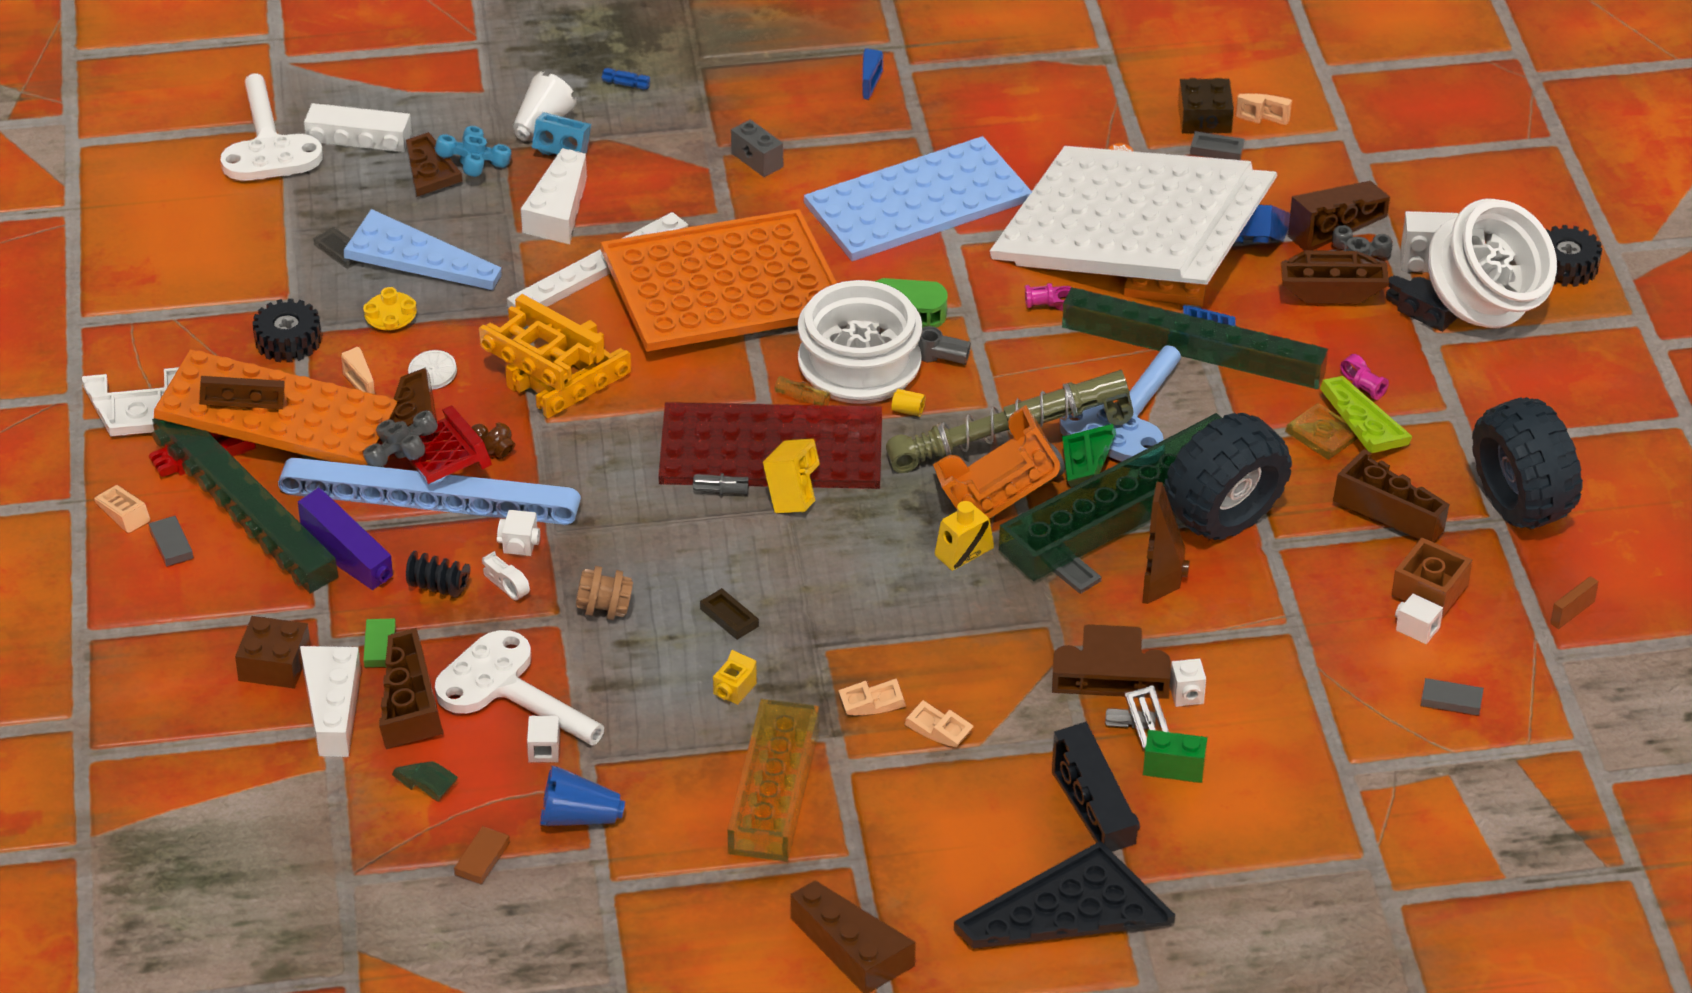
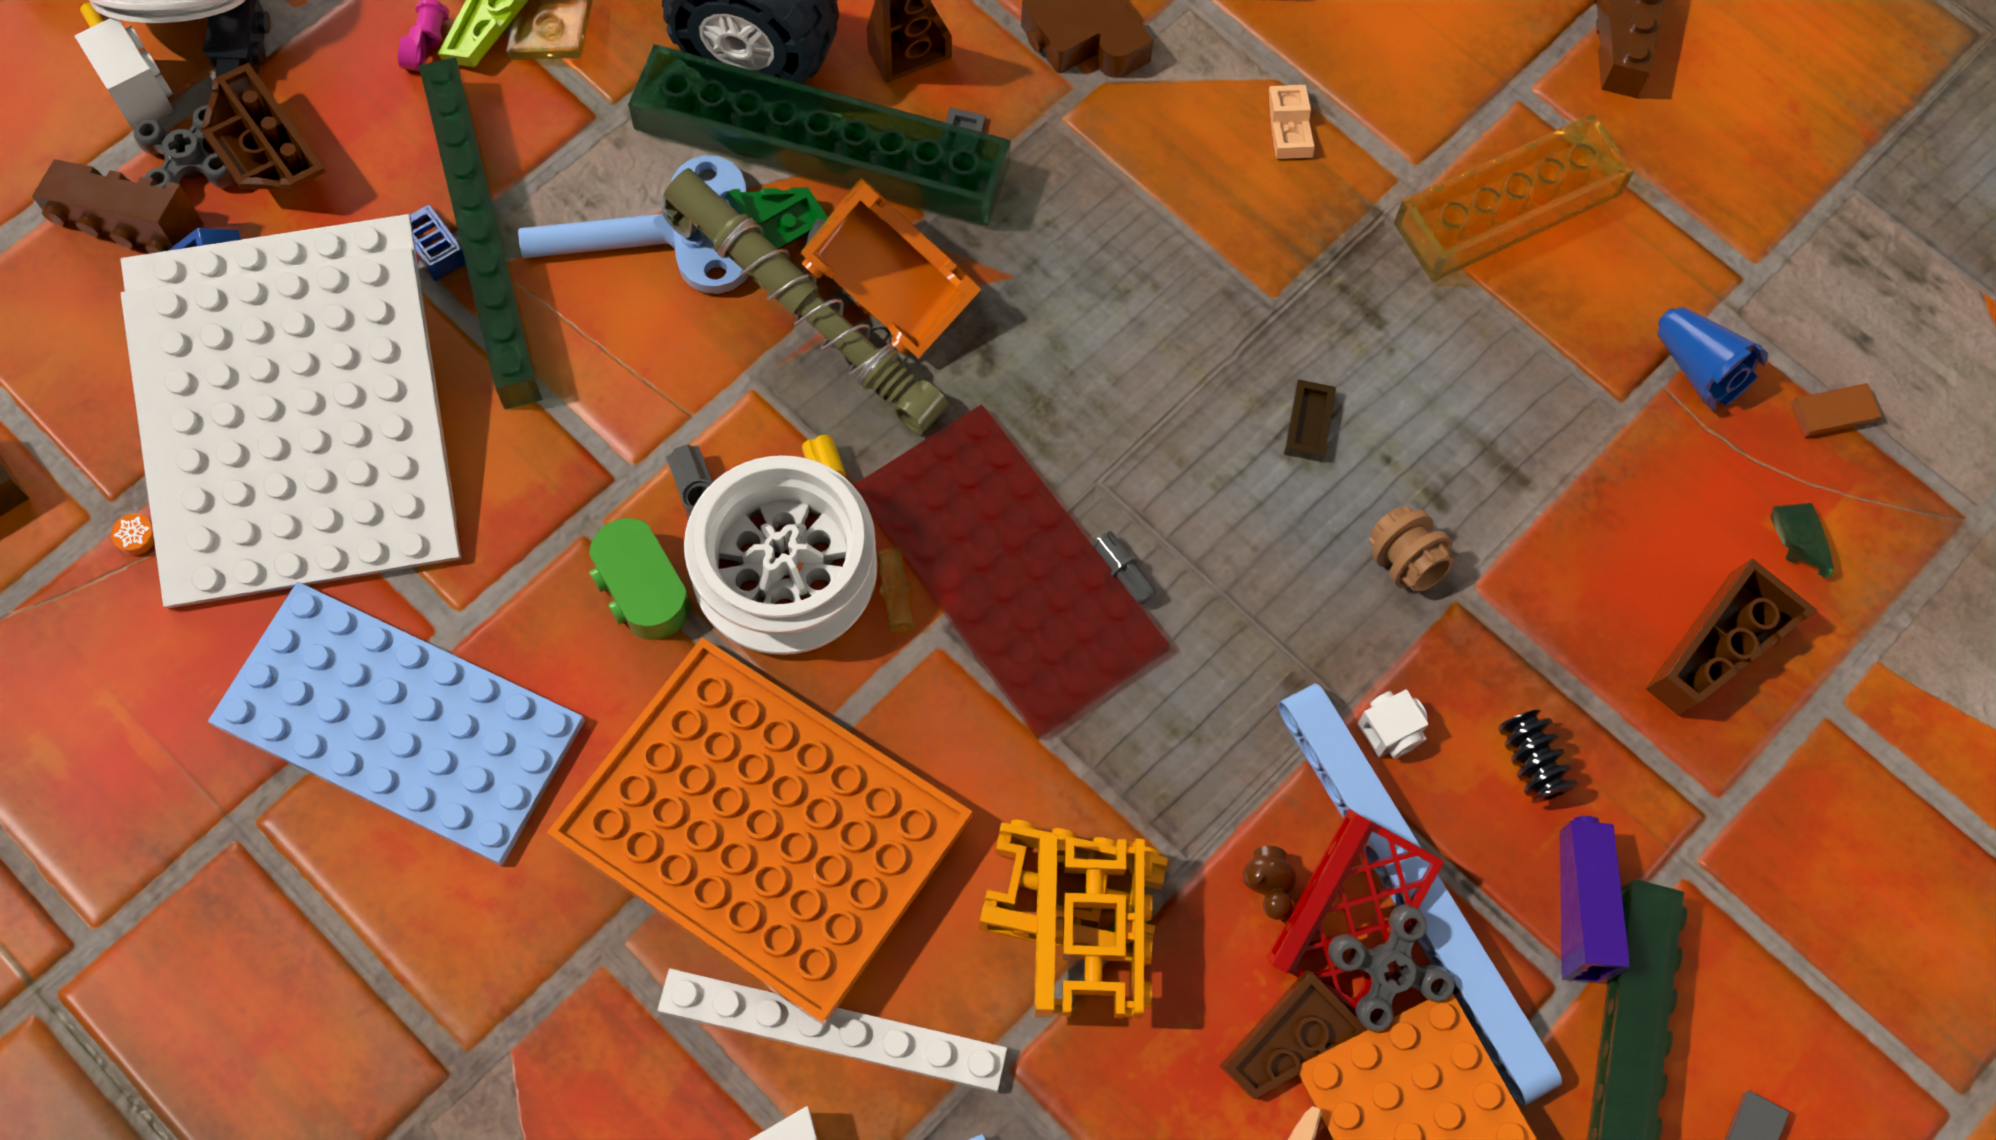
camera: 130 degrees left, 25 degrees up
(272, 652) = (1807, 839): reddish brown brick -> none
(332, 691) = (1799, 726): white wedge -> none
(376, 641) = (1674, 749): bright green tile -> none
(439, 365) = (1194, 1080): white wheel -> none
(492, 671) = (1616, 589): white piece -> none
(505, 577) = (1469, 684): white piece -> none
(543, 739) = (1653, 459): white brick -> none
(734, 687) = (1407, 350): yellow window -> none
(757, 148) = (440, 992): dark grey brick -> none
(789, 475) = (1061, 480): yellow panel -> none
(863, 700) = (1312, 207): light nougat slope -> none
(871, 70) = (138, 972): blue slope -> none
(963, 536) = (1015, 249): yellow torso -> none
(1046, 295) = (504, 433): dark pink connector -> none
(1217, 146) = (40, 433): dark grey tile -> none

